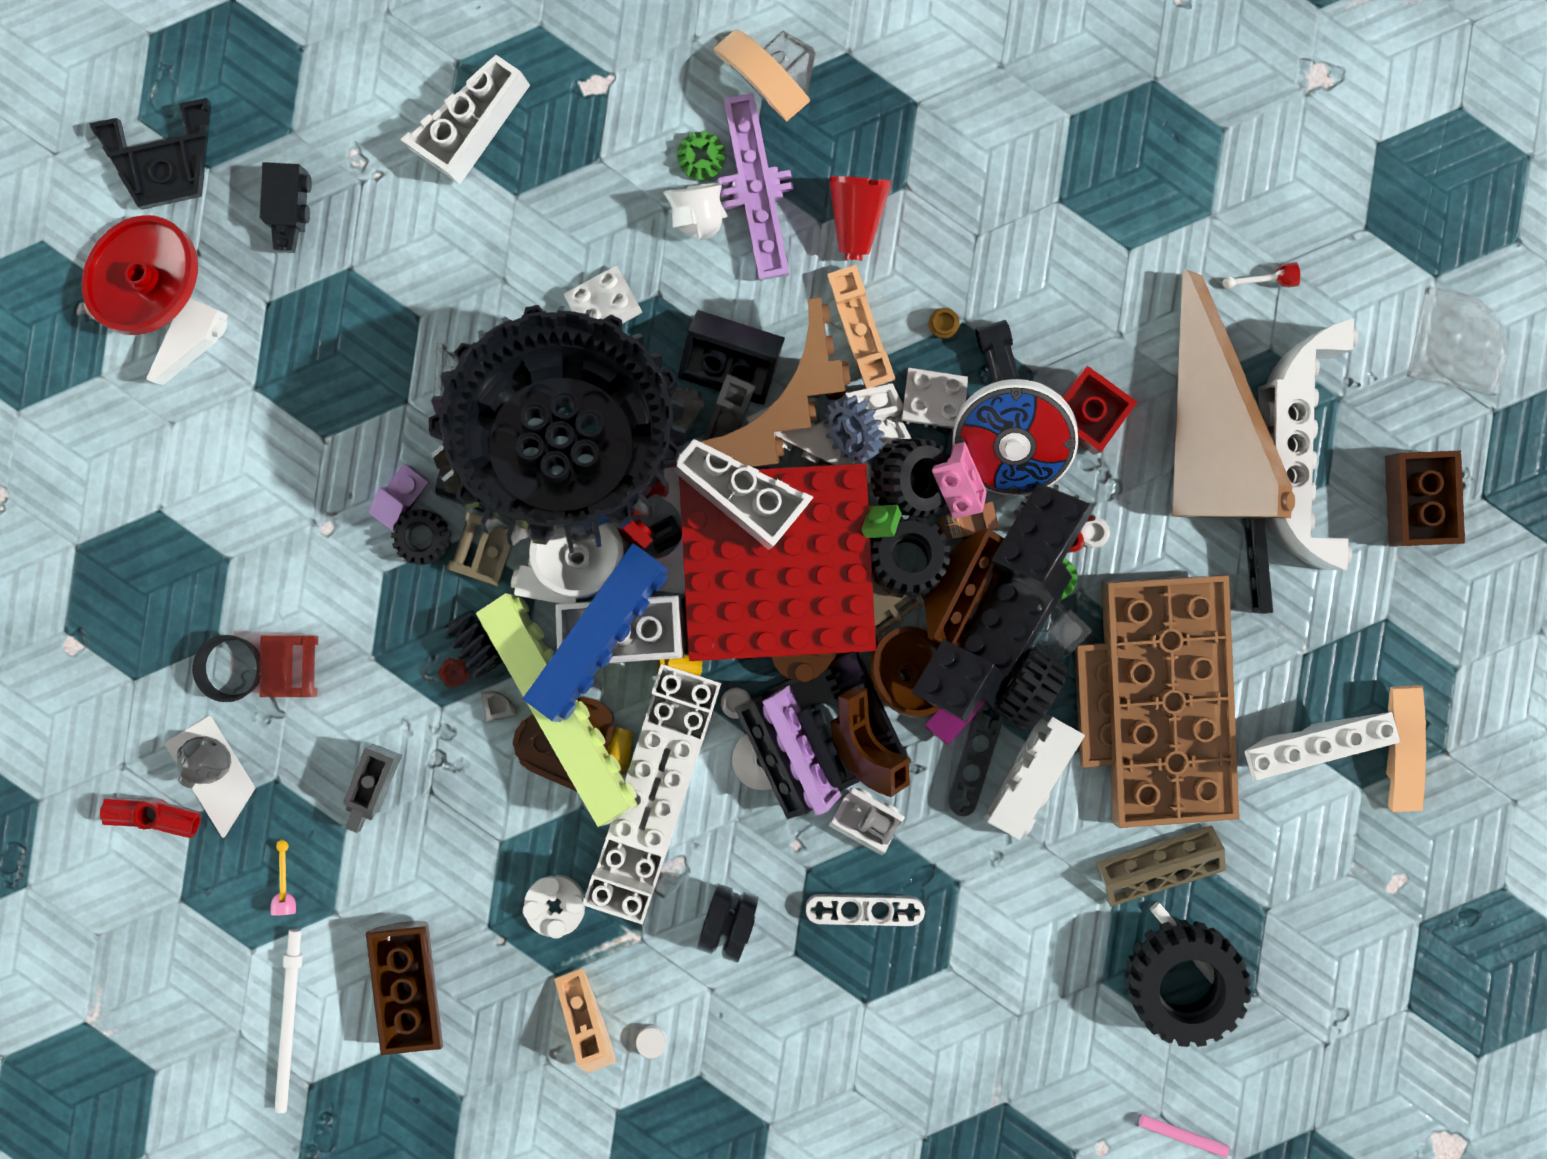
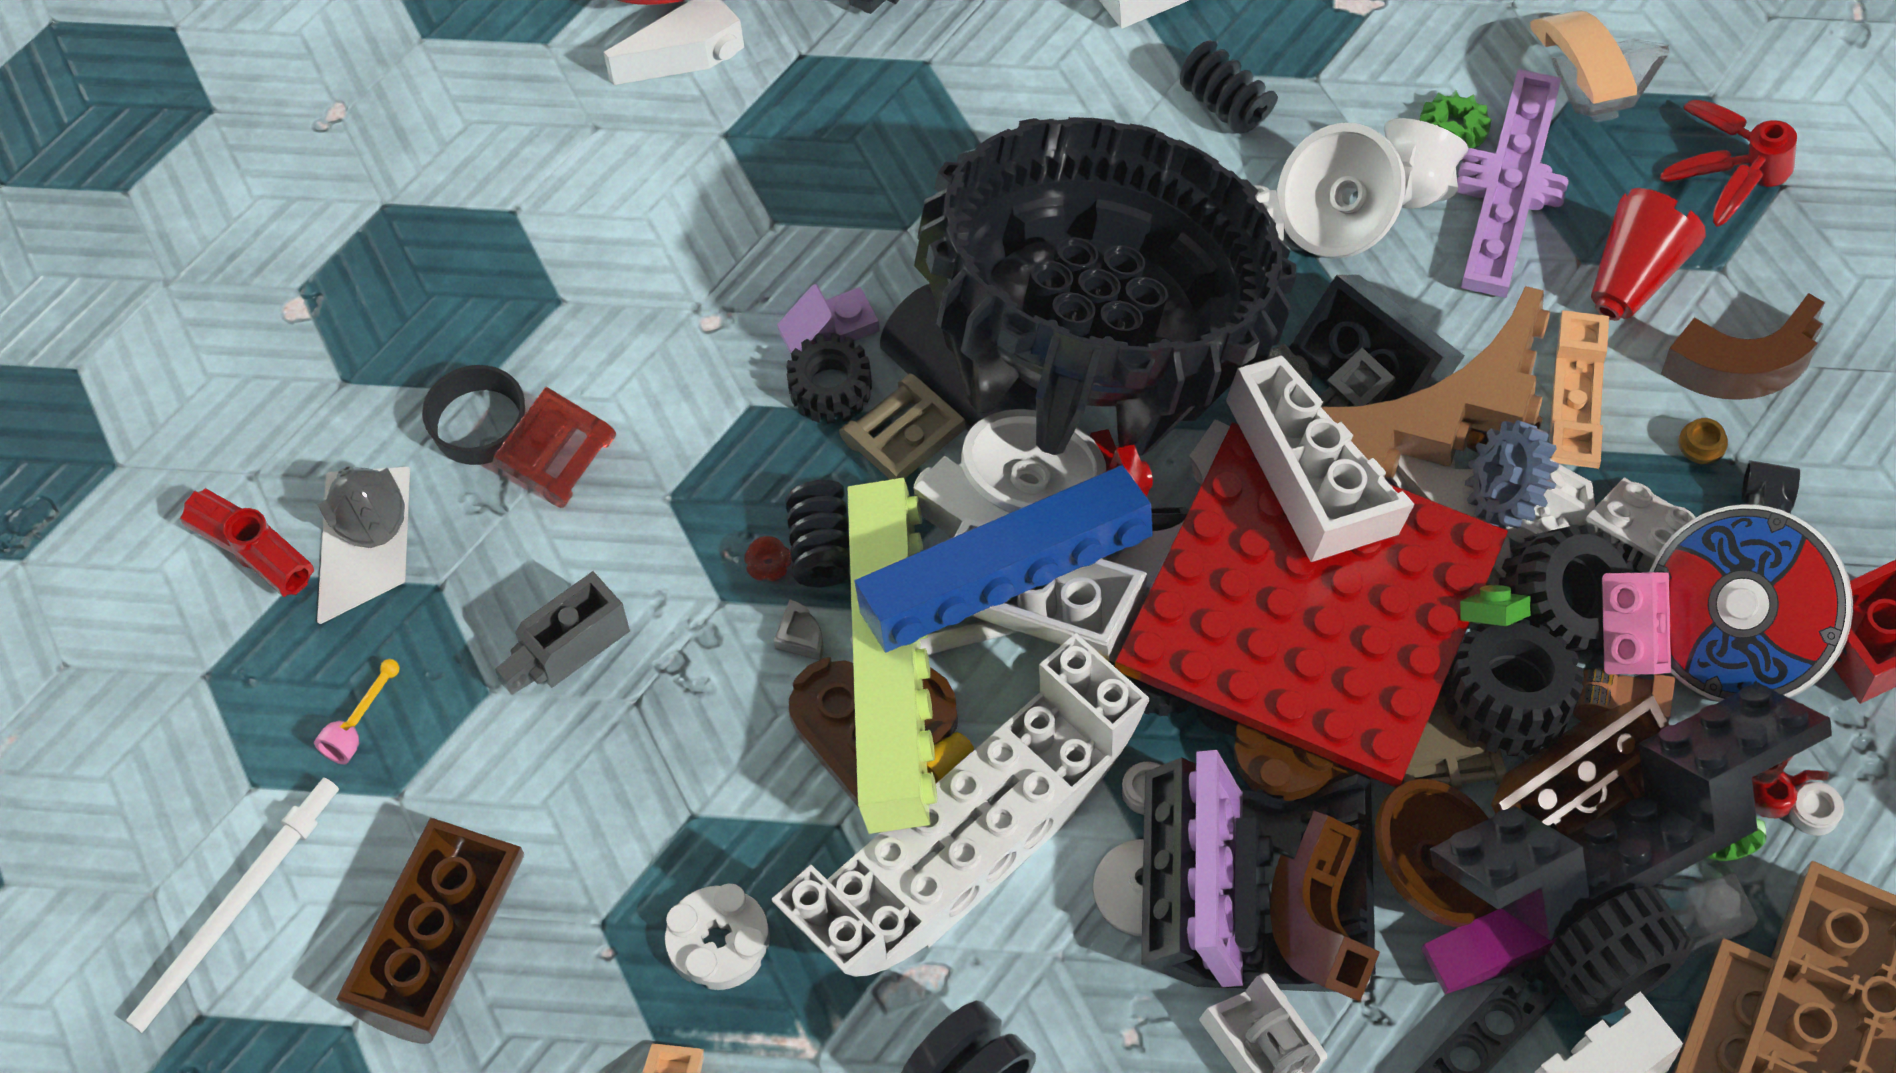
camera: 40 degrees right, 30 degrees down
(550, 206) = (1226, 88): none -> black piece
(647, 264) = (1324, 175): none -> white dish
(902, 100) = (1769, 158): none -> red plant
(940, 265) = (1744, 368): none -> reddish brown arch

